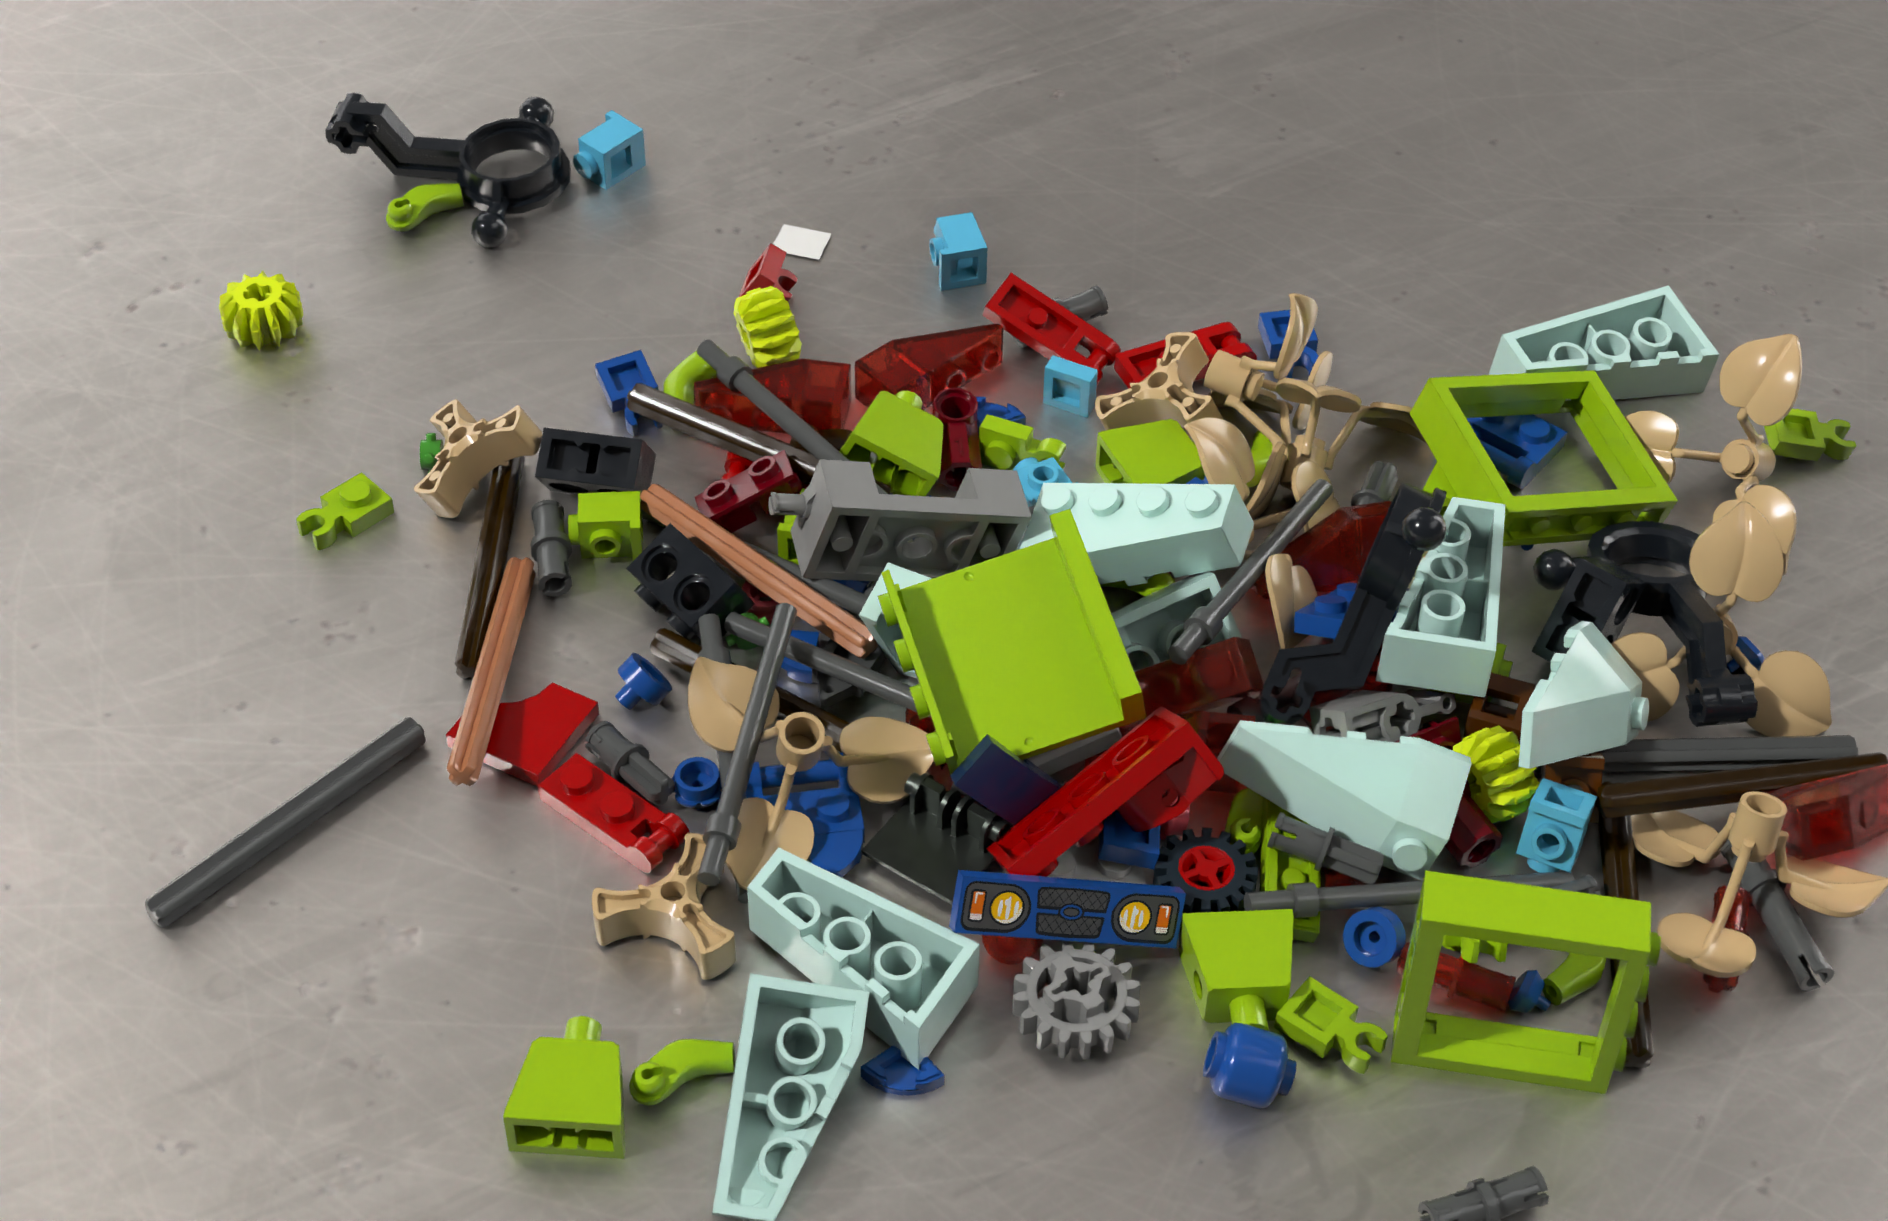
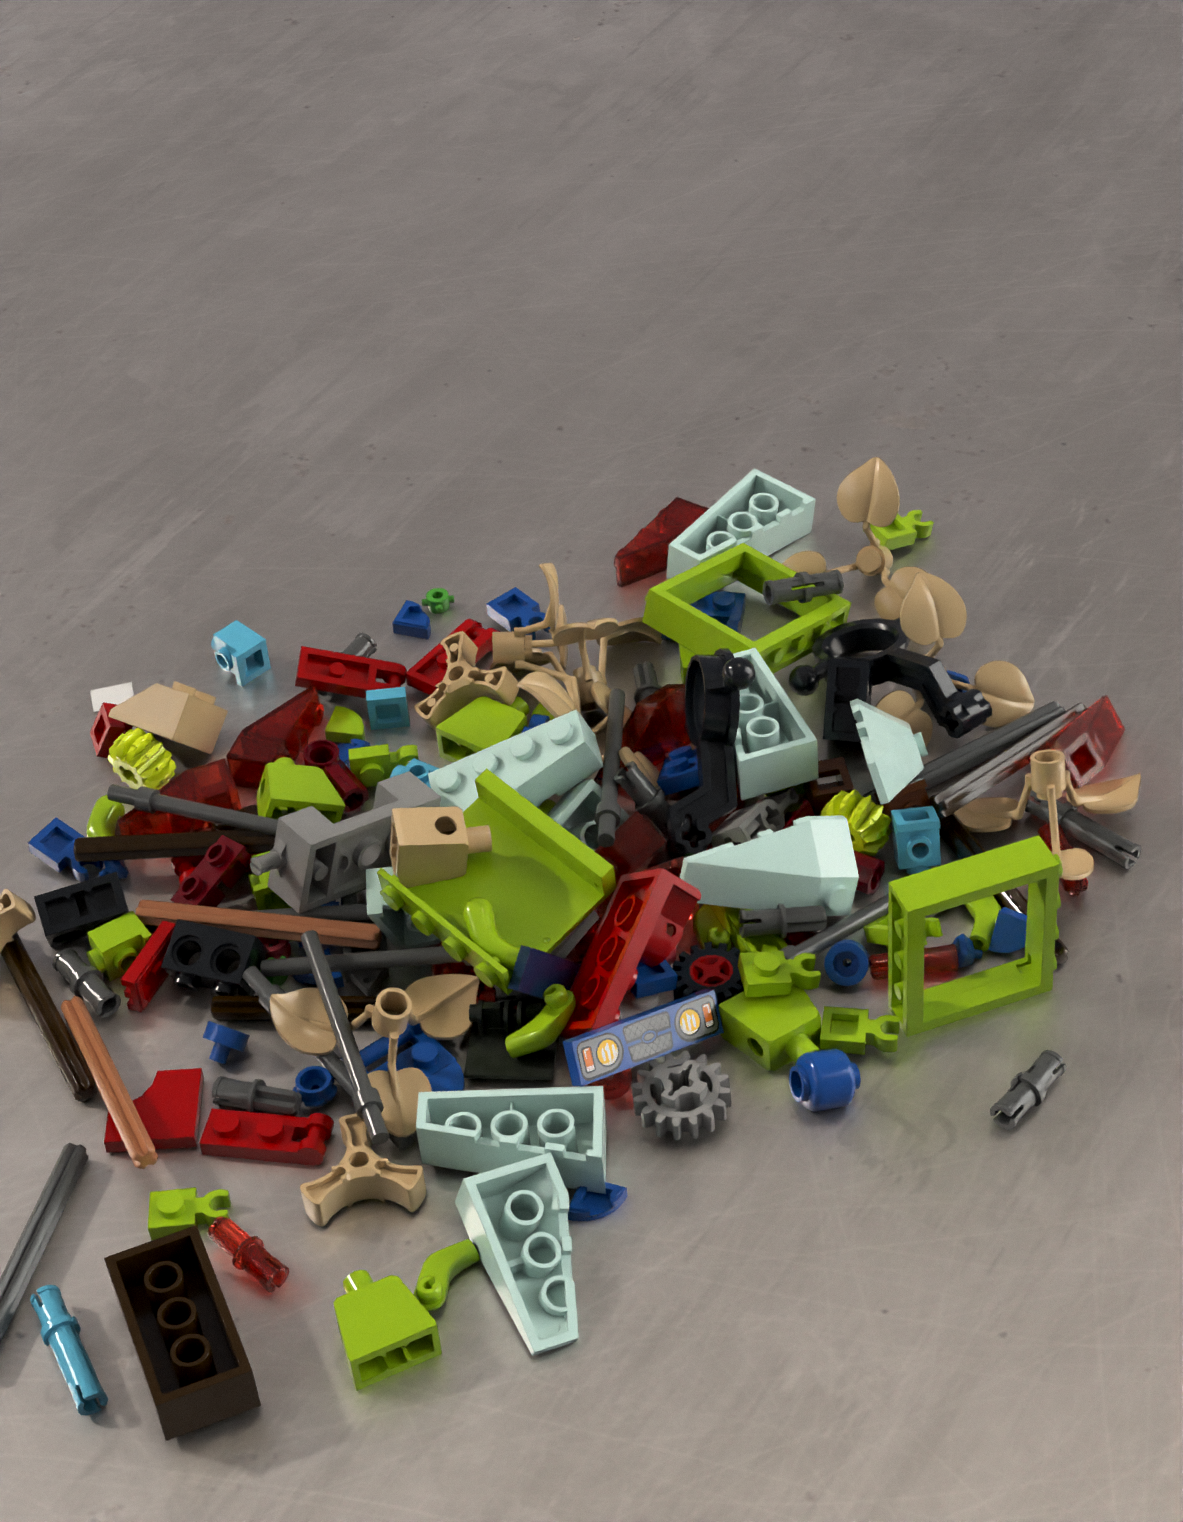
camera: 25 degrees left, 5 degrees down
(260, 925) = (63, 1336): none -> medium azure pin
(365, 989) = (182, 1332): none -> dark brown brick
(471, 851) = (182, 1208): none -> lime plate
(500, 935) = (248, 1253): none -> clear red axle
(605, 571) = (145, 973): none -> red tile
(667, 437) = (113, 866): none -> blue rock
(830, 293) = (174, 714): none -> tan slope
(959, 569) = (433, 844): none -> tan torso
(961, 699) = (483, 932): none -> lime arm
(977, 840) = (546, 1025): none -> lime arm
(1013, 386) = (344, 726): none -> lime tile
(1170, 297) = (412, 621): none -> blue tile
(1214, 286) = (438, 600): none -> bright green piece
(1262, 907) = (773, 975): none -> lime plate
(1269, 625) = (648, 799): none -> dark grey pin
(1477, 332) = (649, 548): none -> clear red slope
(1590, 995) = (1009, 931): none -> blue tile
(1656, 462) = (825, 584): none -> dark grey pin

